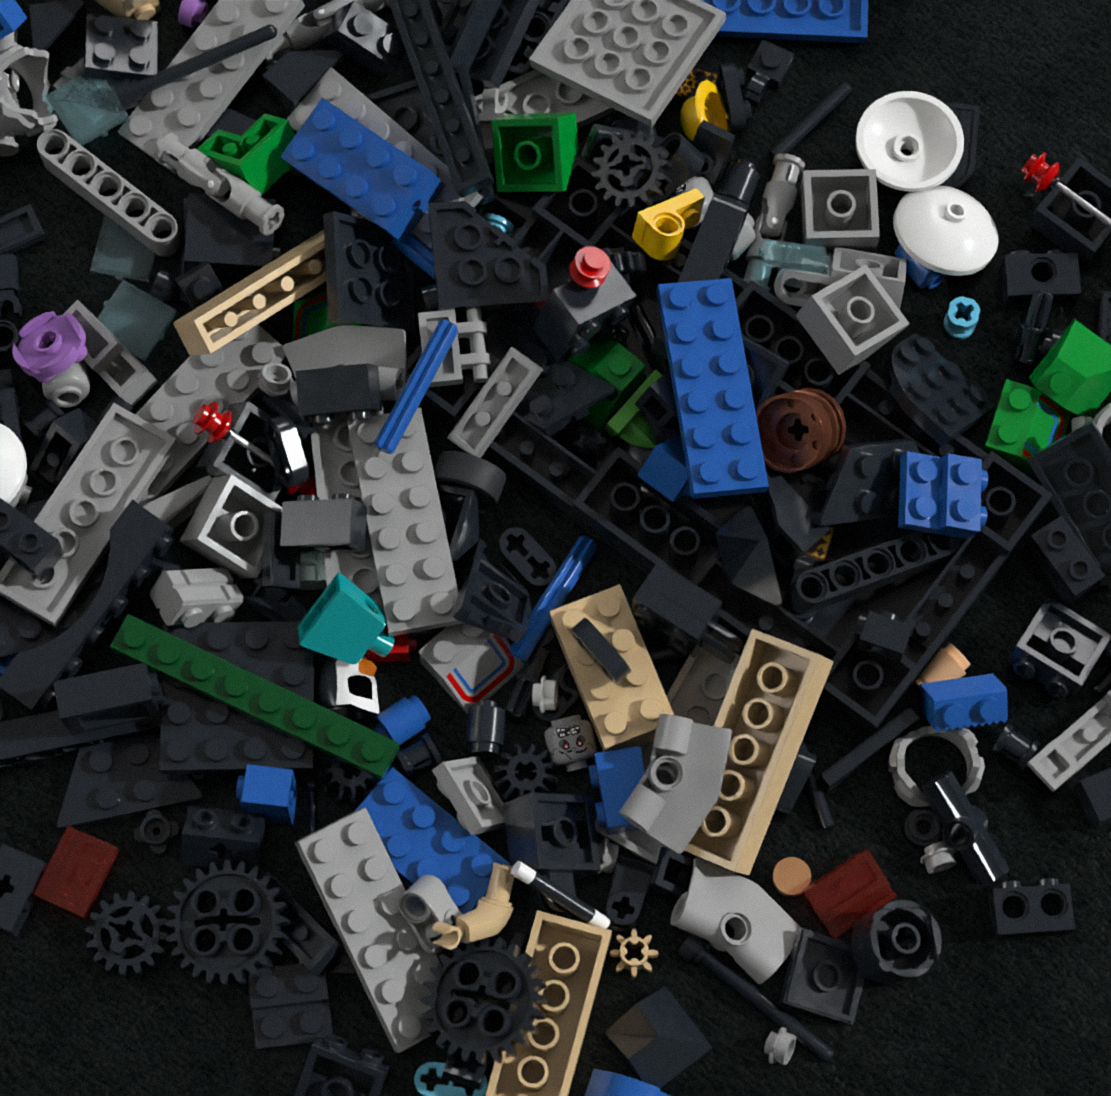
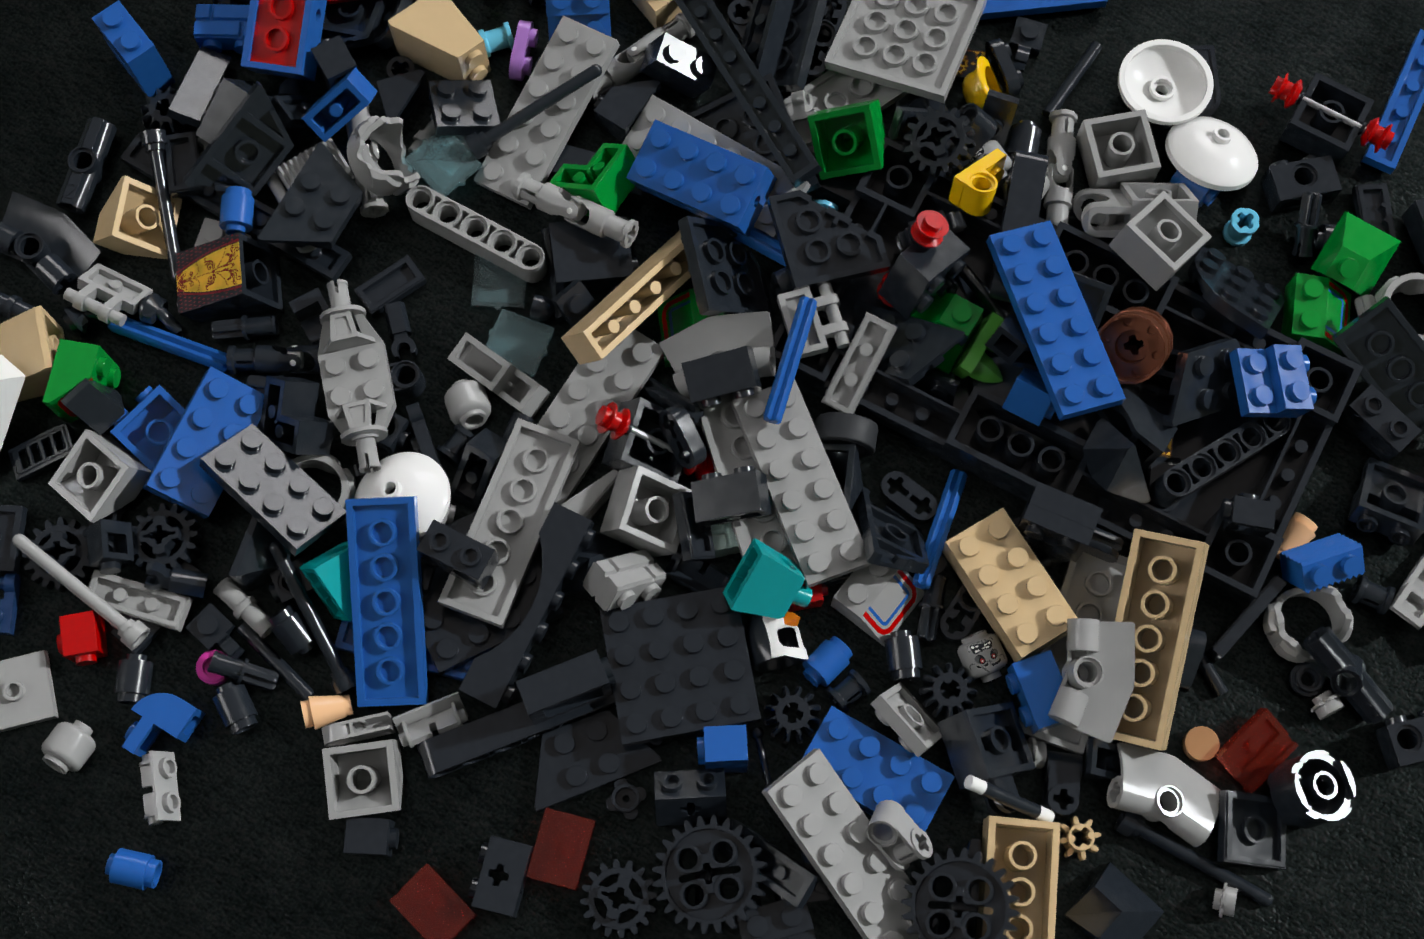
camera: 10 degrees left, 0 degrees up
(45, 361) = (451, 391): medium lavender plate -> none
(255, 697) = (698, 663): dark green plate -> none
(275, 379) = (658, 374): light grey plate -> none
(488, 917) = (949, 827): tan arm -> none
(545, 694) = (953, 617): white plate -> none
(600, 650) = (1002, 570): black beam -> none
(794, 256) = (1092, 194): clear light blue piece -> none

